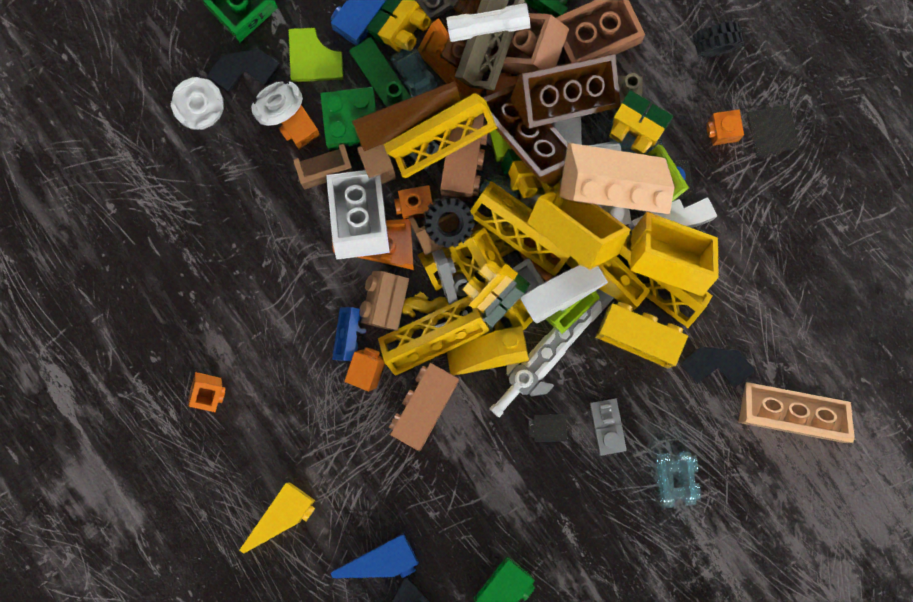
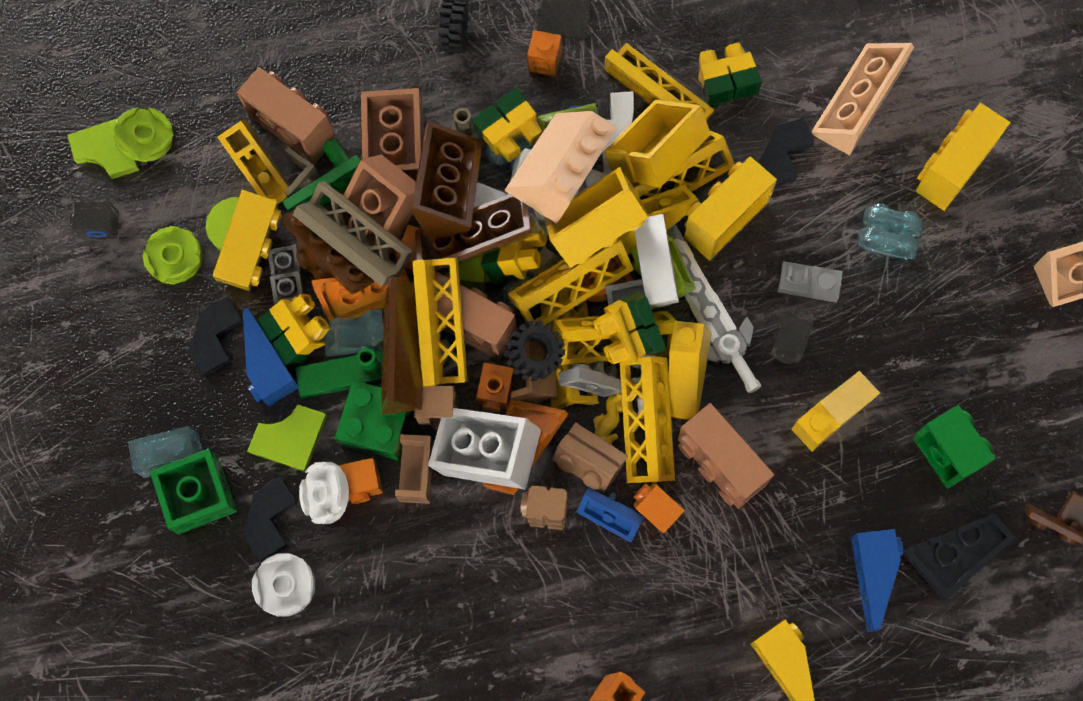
camera: 65 degrees left, 10 degrees down
(329, 280) = (545, 507): none -> medium nougat brick
(468, 26) = (346, 203): white axle -> none
(504, 486) = (834, 411): none -> yellow slope
(728, 230) = (642, 85): none -> yellow fence
(768, 516) = (960, 155): none -> yellow piece
(778, 298) = (728, 77): none -> hips

